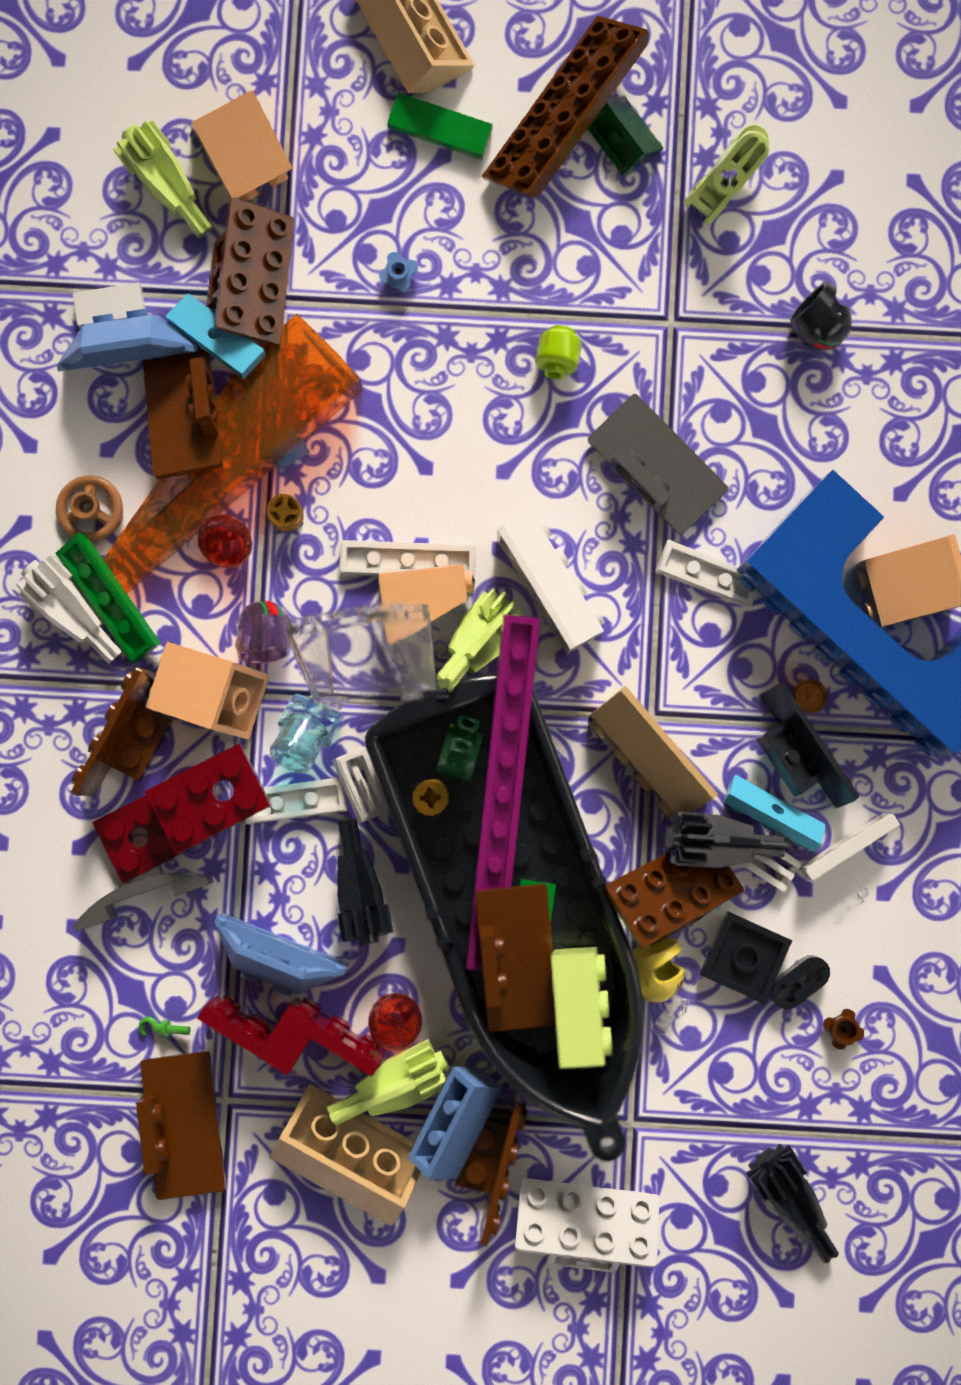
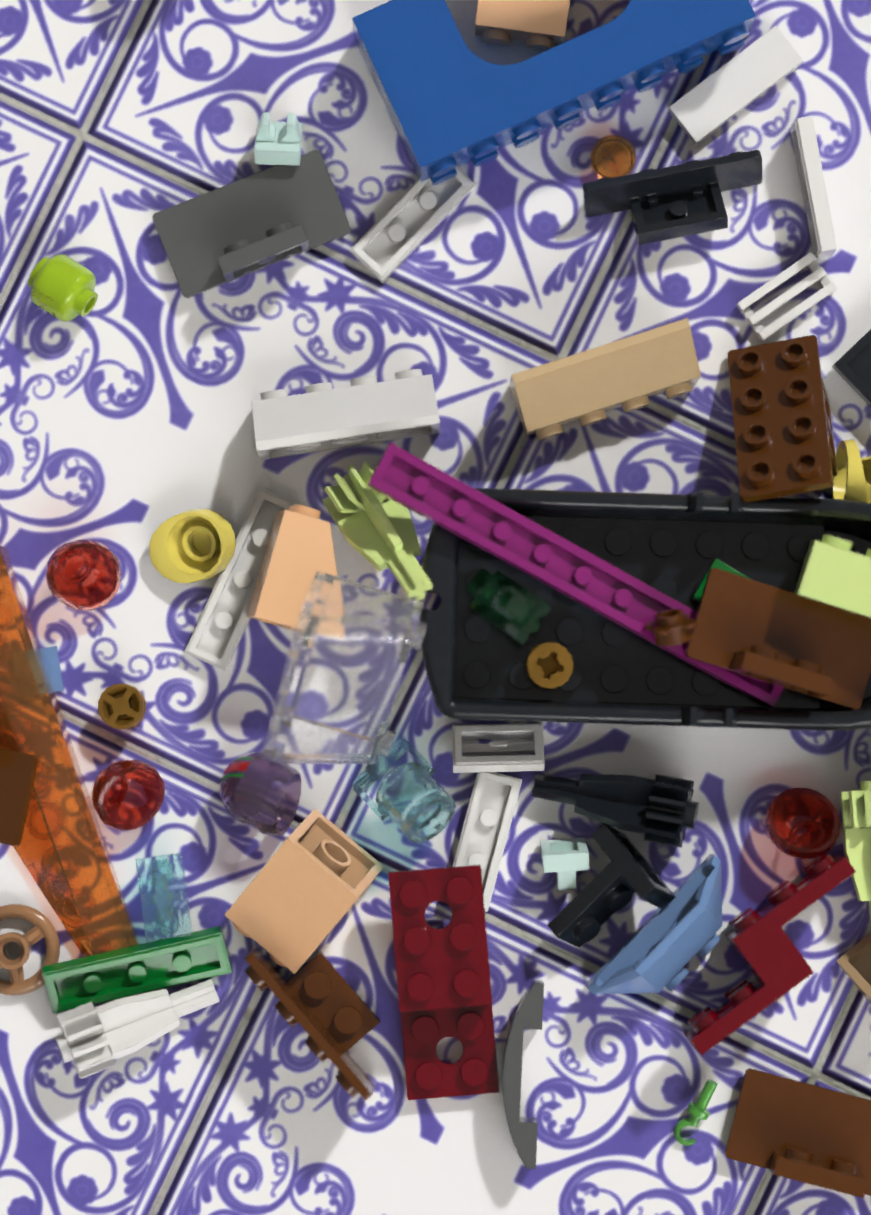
camera: 70 degrees left, 0 degrees up
(163, 595) = (164, 896): none -> clear light blue hips
(293, 905) = (610, 889): none -> black bracket
(303, 863) = (565, 858): none -> light aqua tile
(364, 448) = (83, 574): none -> clear red piece
(416, 515) = (192, 546): none -> light yellow hat
(490, 873) = (671, 627): none -> reddish brown plate
(716, 841) = (742, 343): black piece -> none
(723, 458) = (278, 141): none -> light aqua tile
(774, 813) = (738, 260): medium azure tile -> none
(897, 761) = (735, 85): none -> white tile

